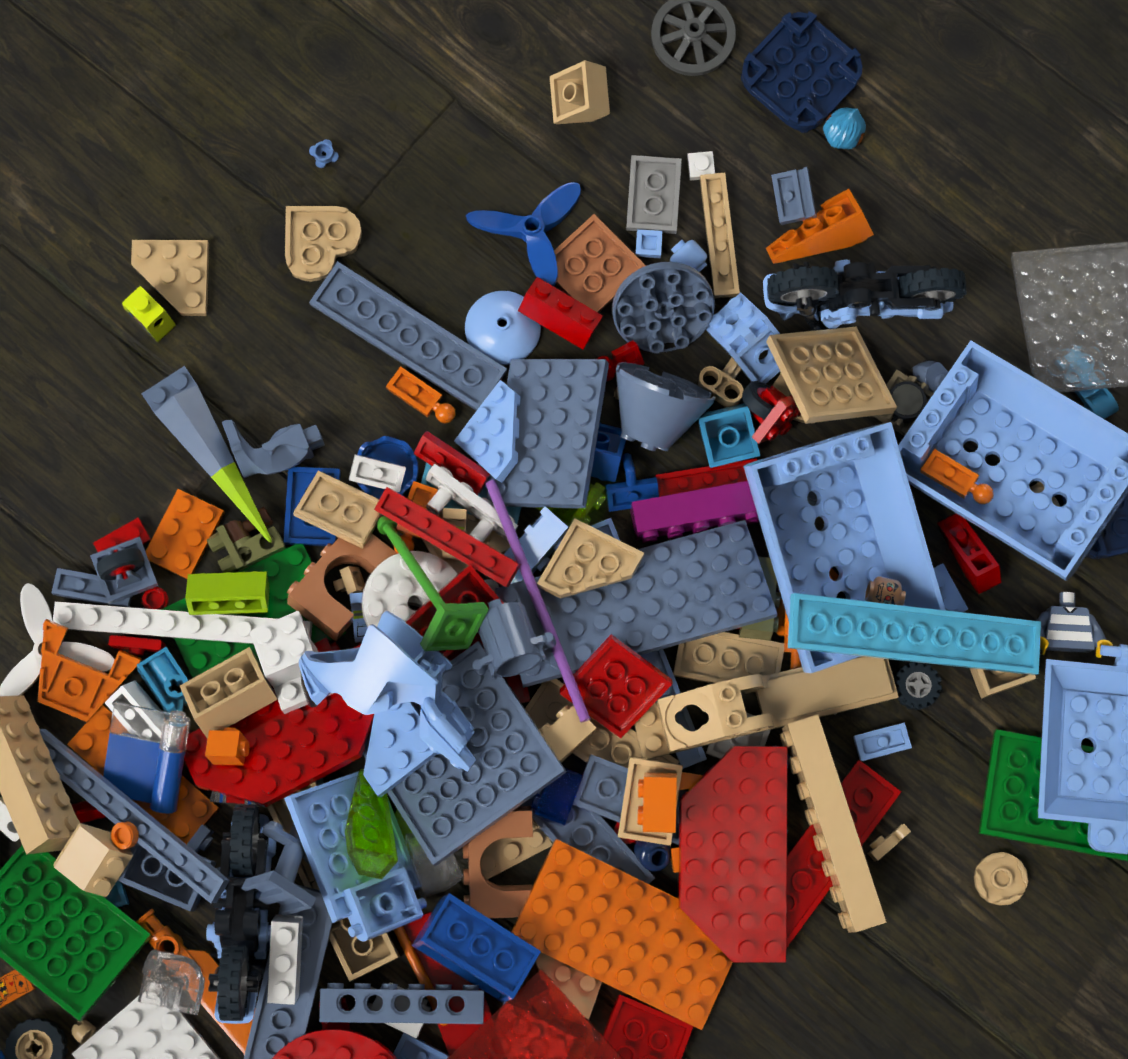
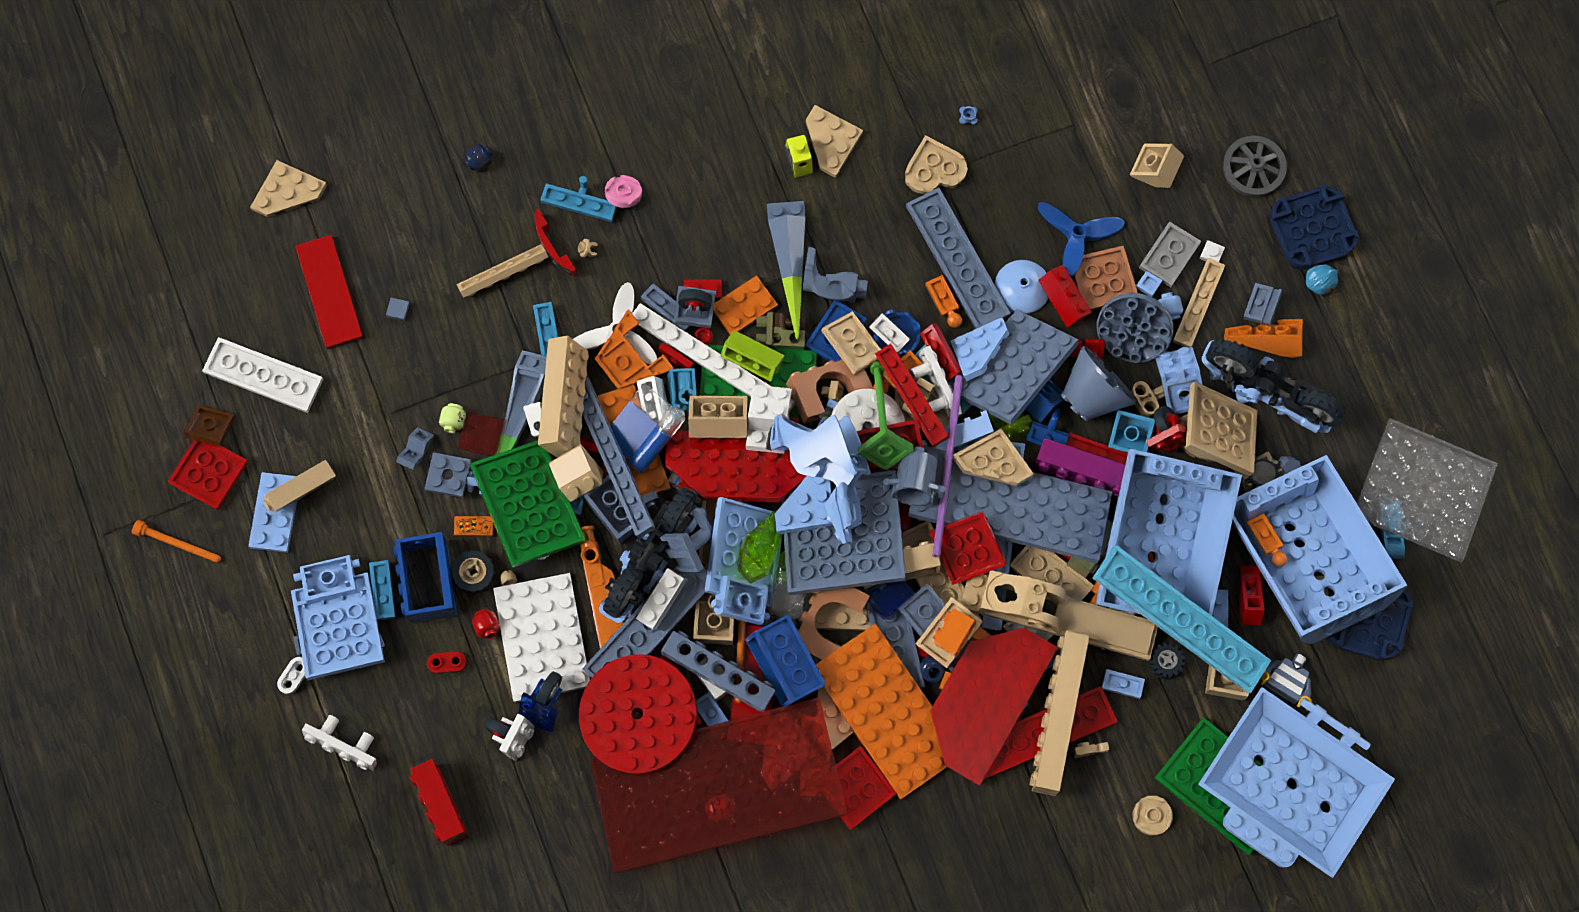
camera: 30 degrees right, 5 degrees down
(124, 835) = (604, 467): orange tile -> none
(172, 982) = (582, 575): clear brick -> none
(227, 747) = (698, 449): orange brick -> none
(885, 591) = (1180, 583): medium nougat head -> none

